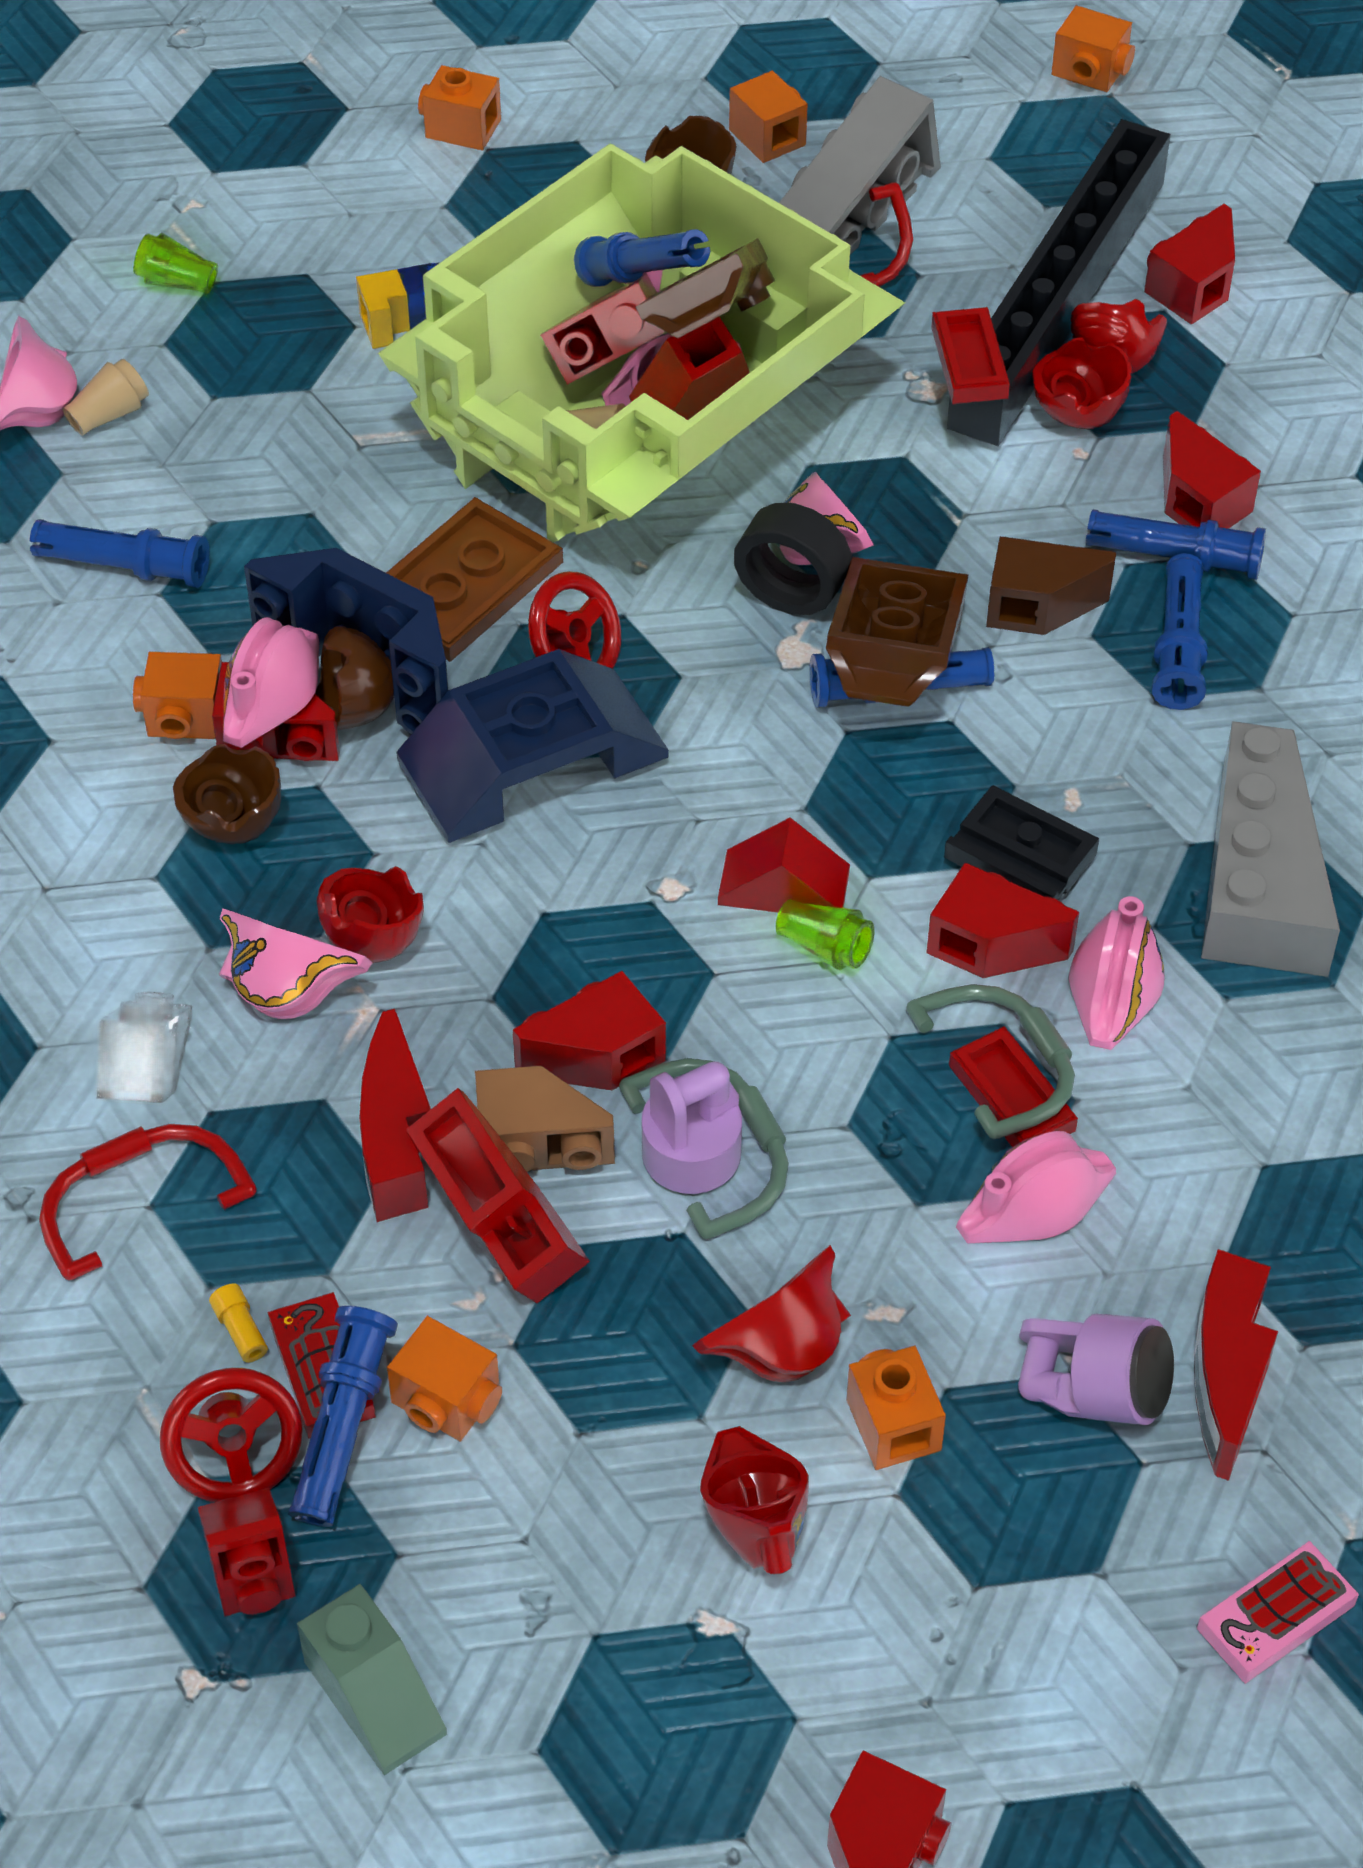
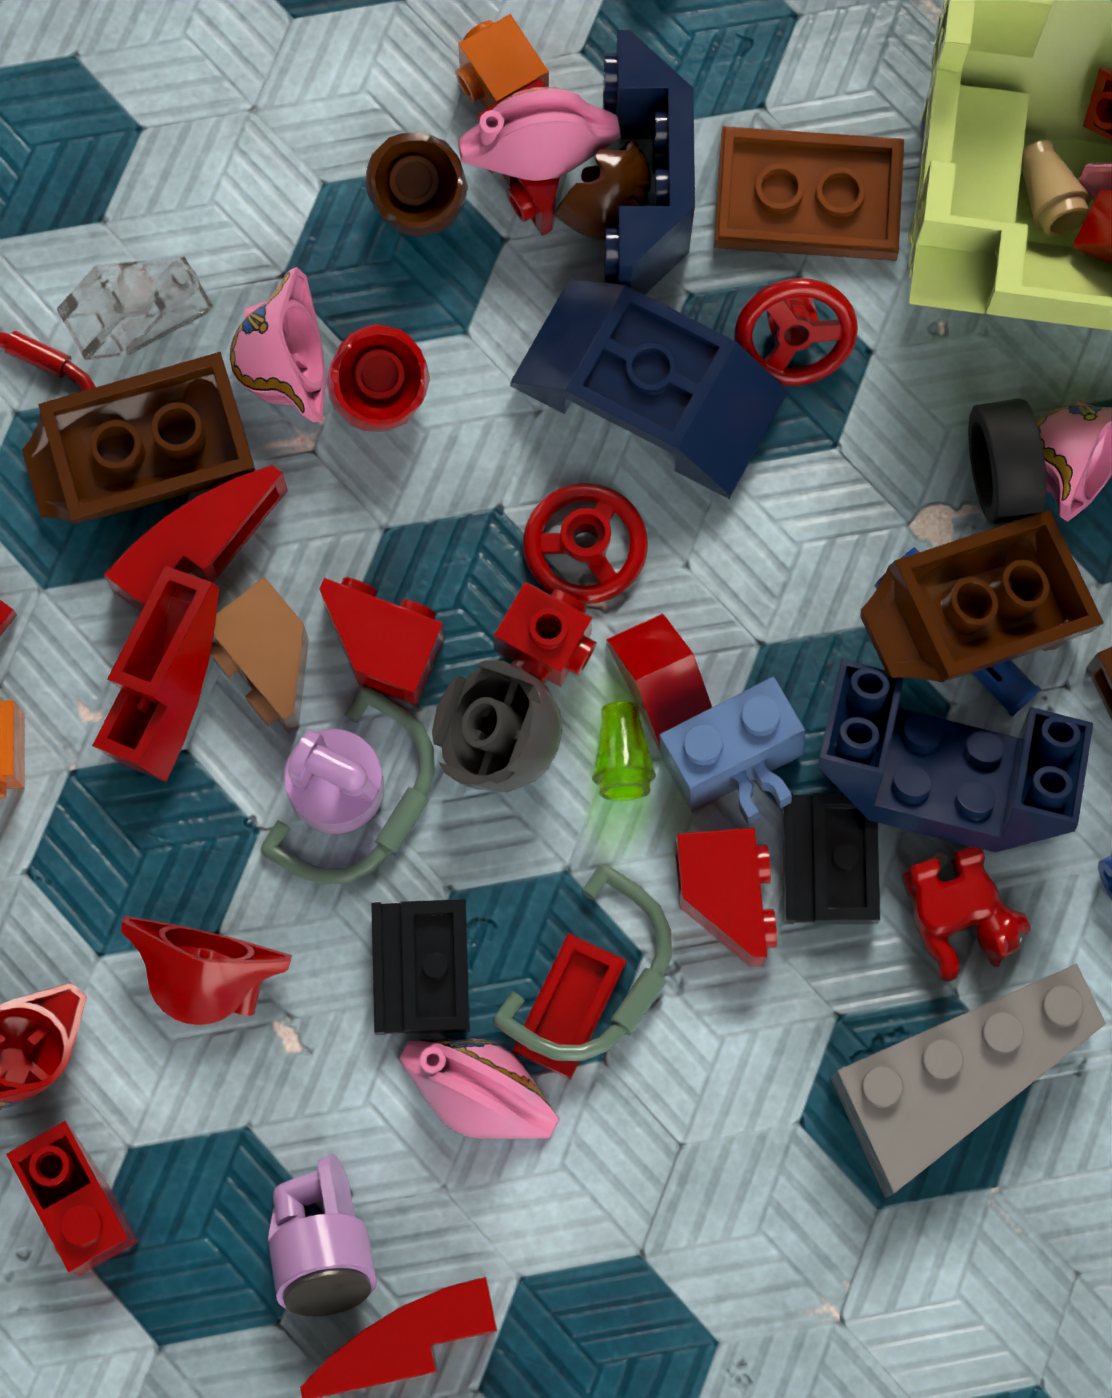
camera: 55 degrees right, 25 degrees up
(269, 1109) = (137, 442): none -> reddish brown slope
(625, 859) = (585, 521): none -> red piece
(686, 919) = (541, 615): none -> red brick
(741, 983) = (497, 728): none -> dark grey cylinder
(887, 848) = (733, 747): none -> medium blue brick
(895, 1406) = (186, 1101): orange brick -> none
(902, 1169) = (420, 967): none -> black plate
(926, 1536) = (72, 1199): none -> red slope
(1057, 704) = (949, 774): none -> dark blue slope
(1114, 788) = (954, 905): none -> red animal
(1117, 974) = (753, 1020): bright pink hat -> none

